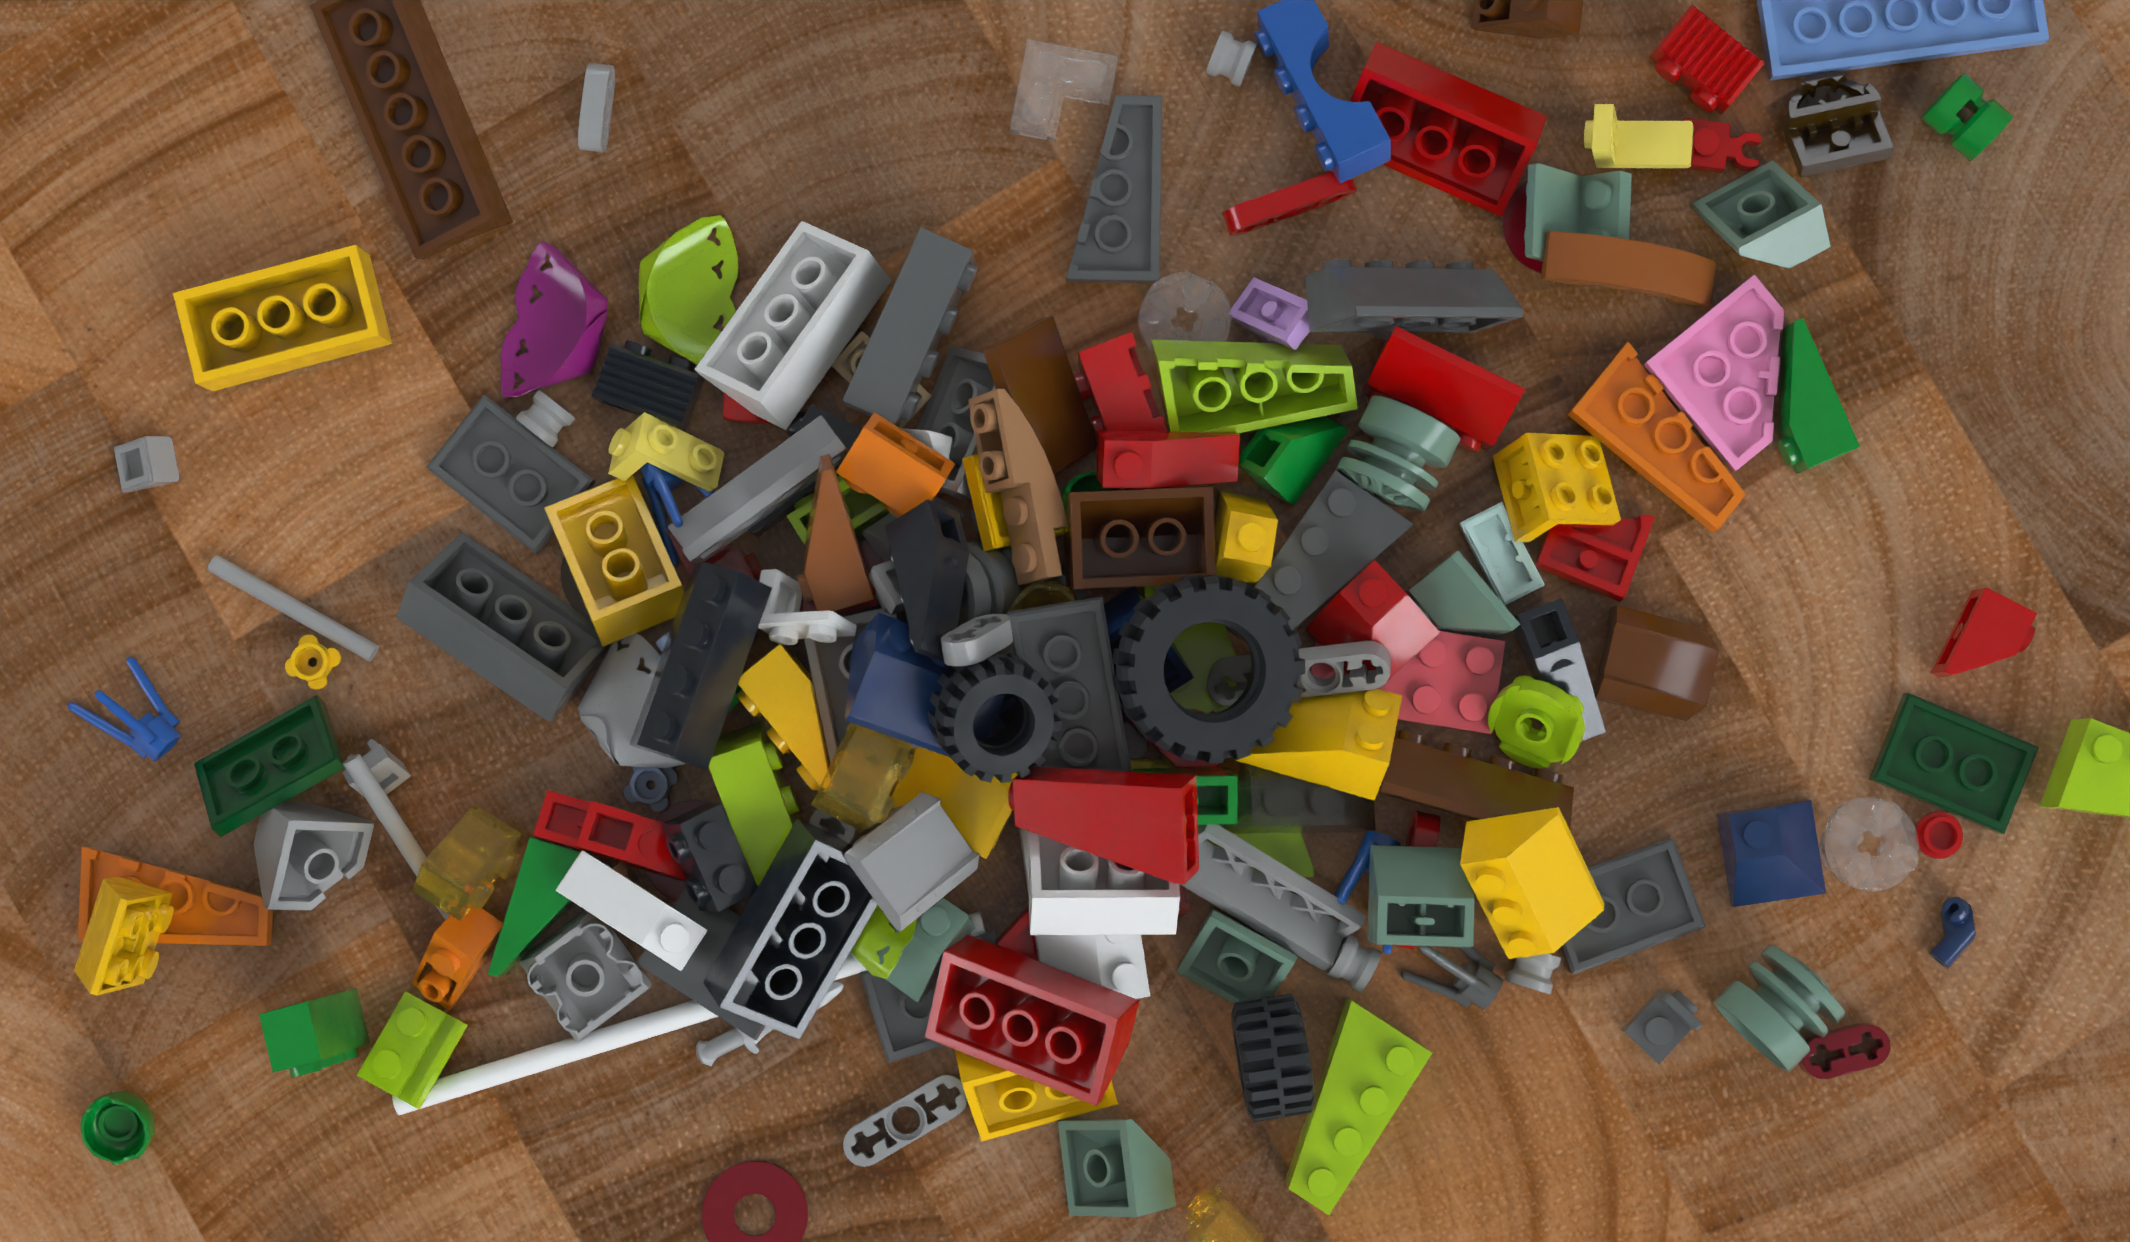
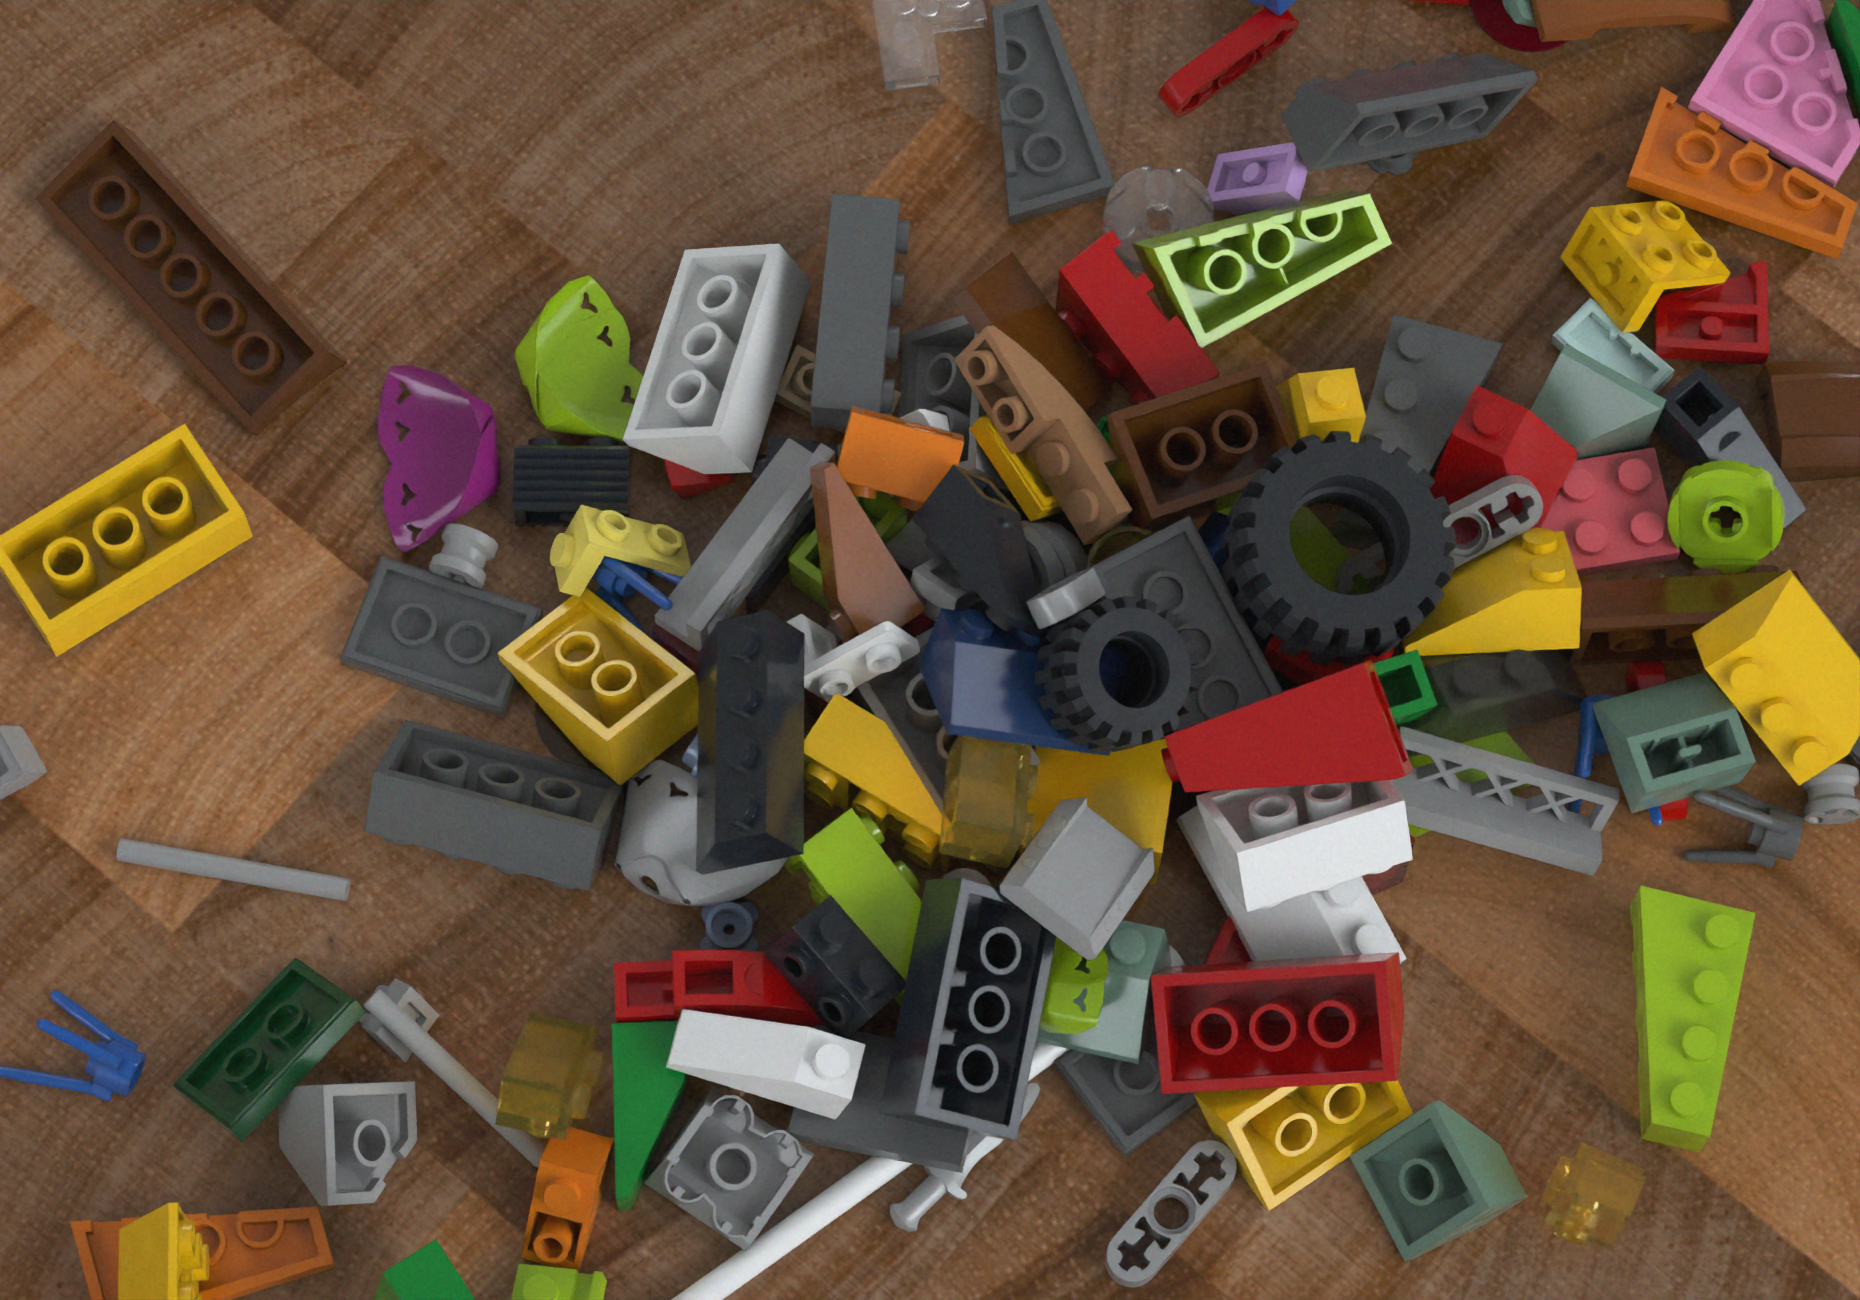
camera: 25 degrees left, 15 degrees down
(299, 664) = (272, 906): yellow plate -> none
(596, 107) = (405, 203): light grey beam -> none
(1165, 458) = (1196, 356): red slope -> none
(1235, 960) = (1489, 895): sand green slope -> none
(1273, 1057) = (1575, 978): black tyre -> none
(1290, 455) = (1333, 321): green slope -> none
(1355, 963) = (1625, 854): light grey wheel -> none
(1396, 458) = (1457, 271): sand green wheel -> none
(1444, 387) = (1477, 195): red slope -> none

